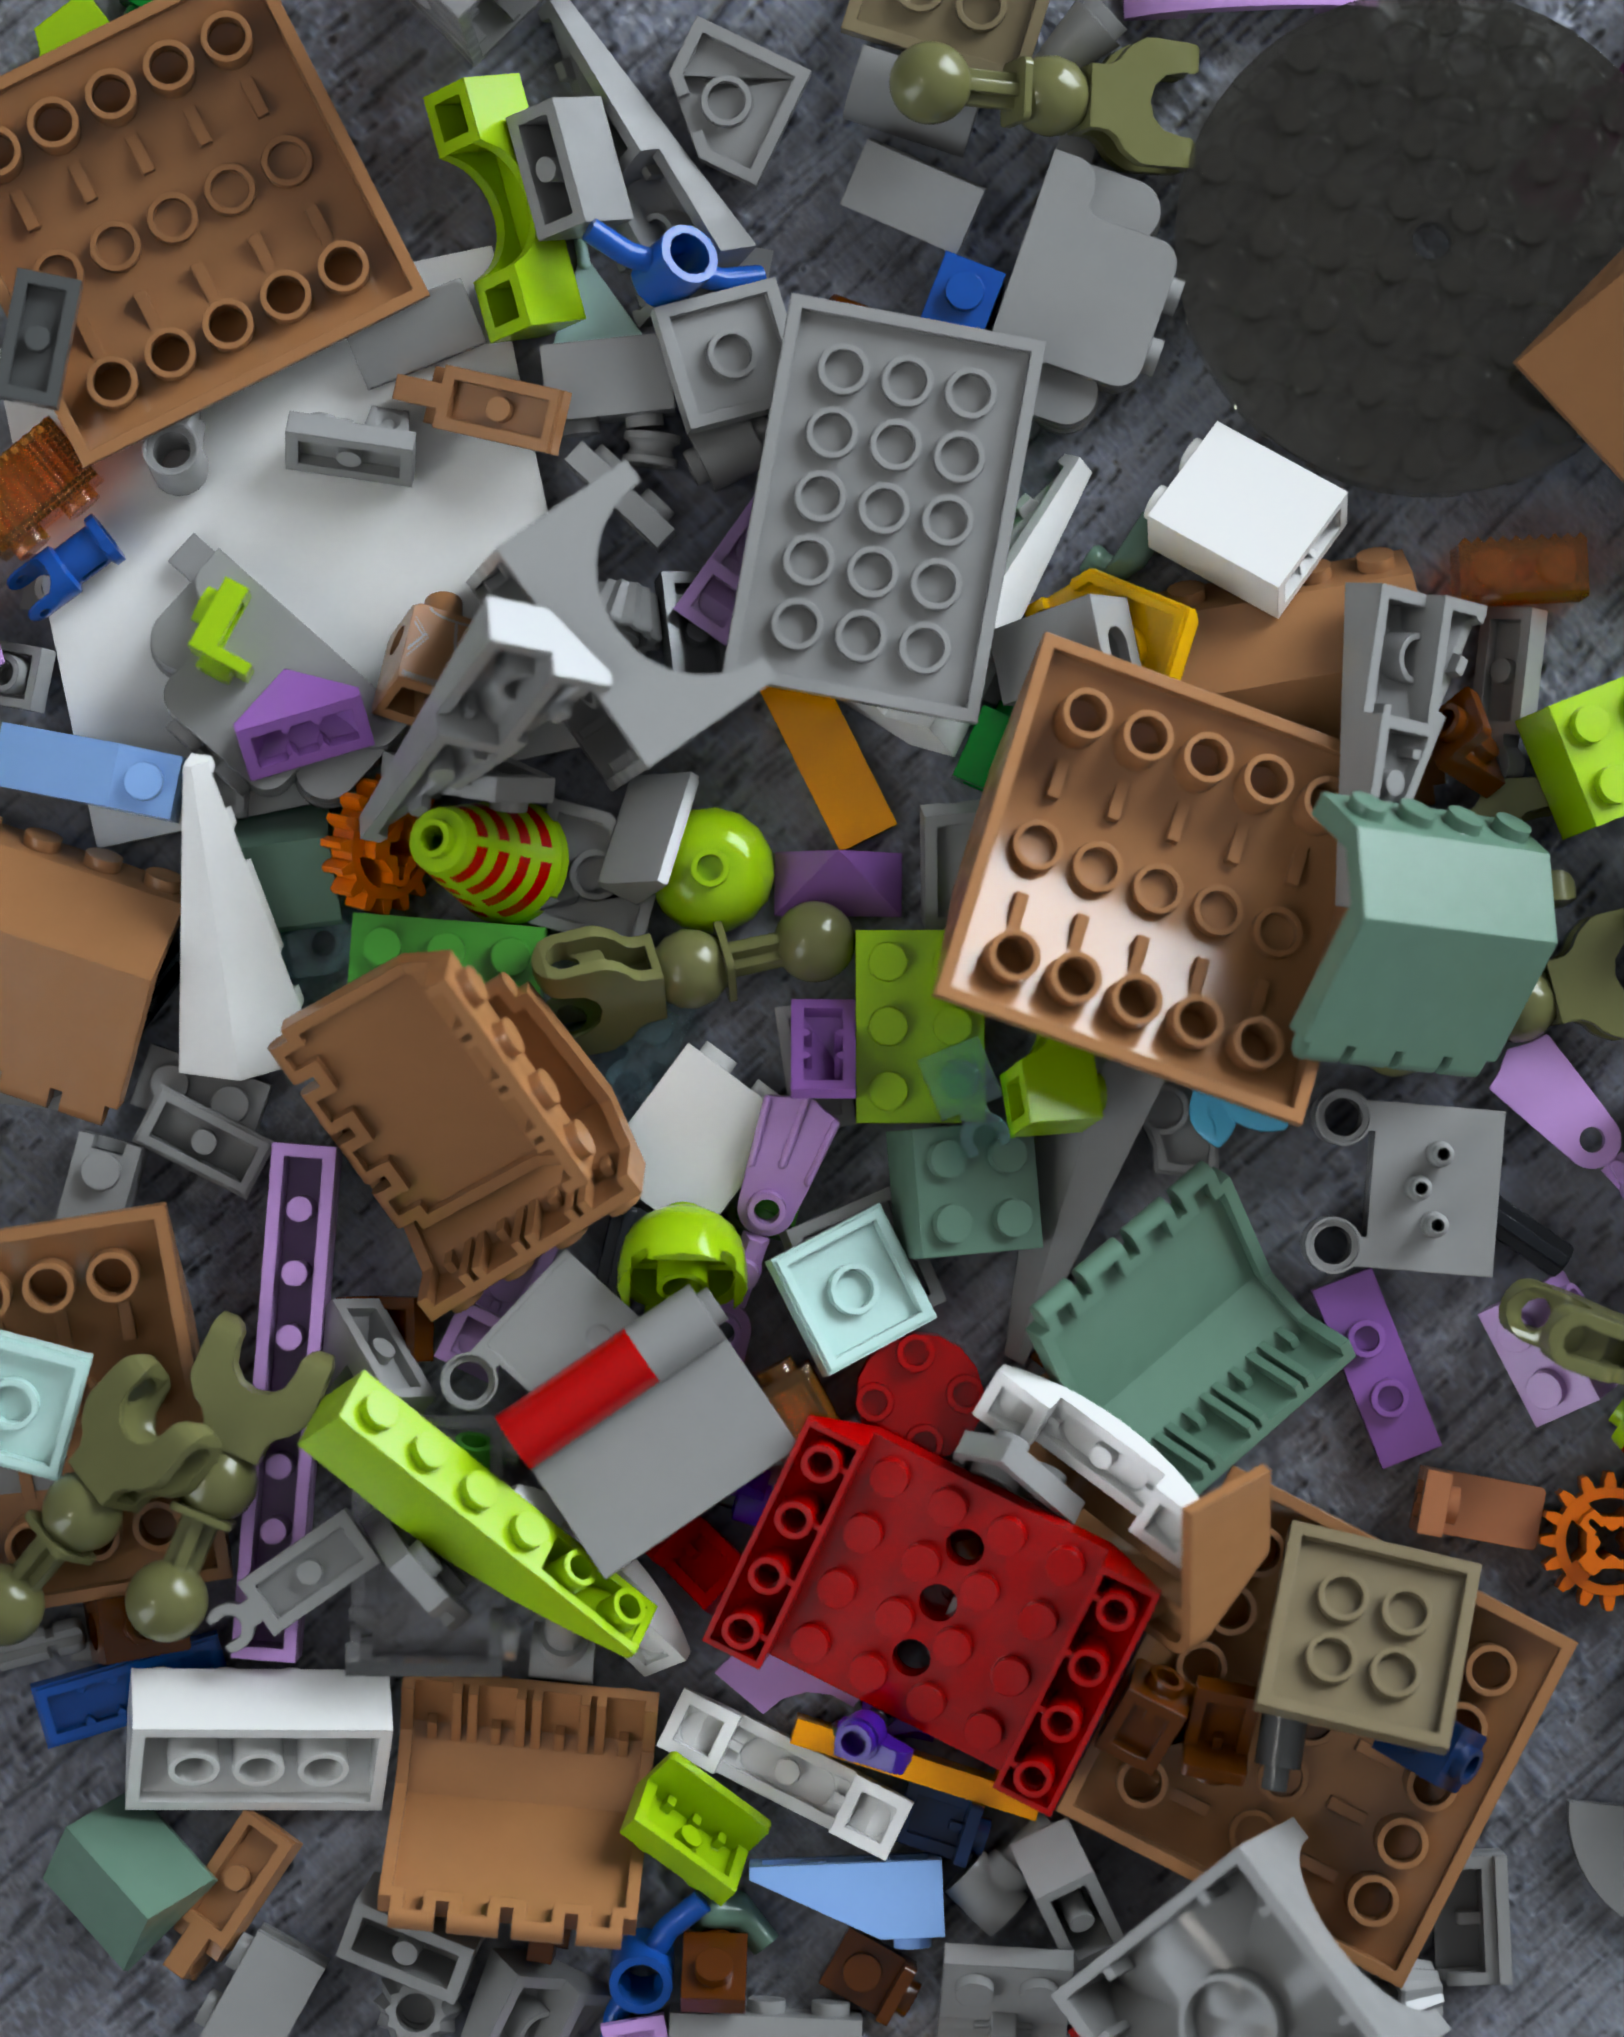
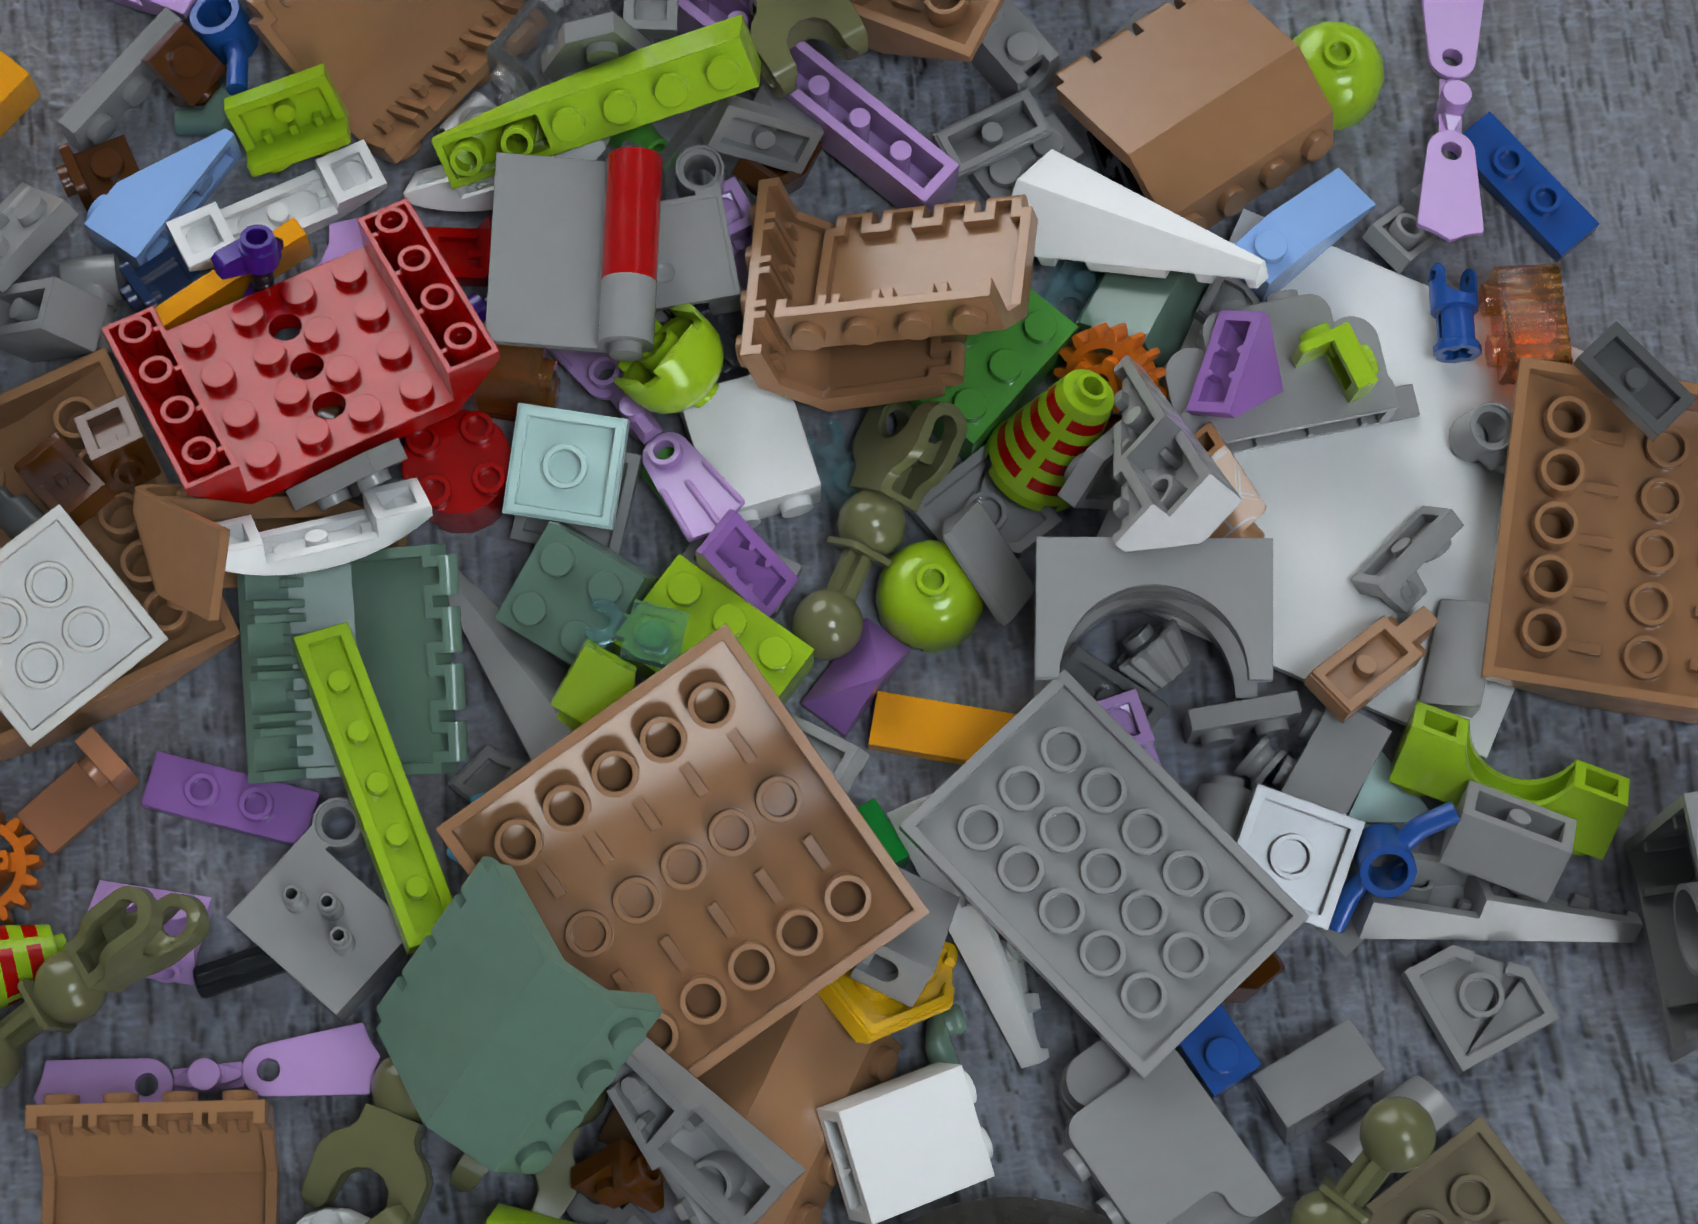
camera: 120 degrees right, 15 degrees down
(1278, 1232) = (374, 781): none -> lime plate

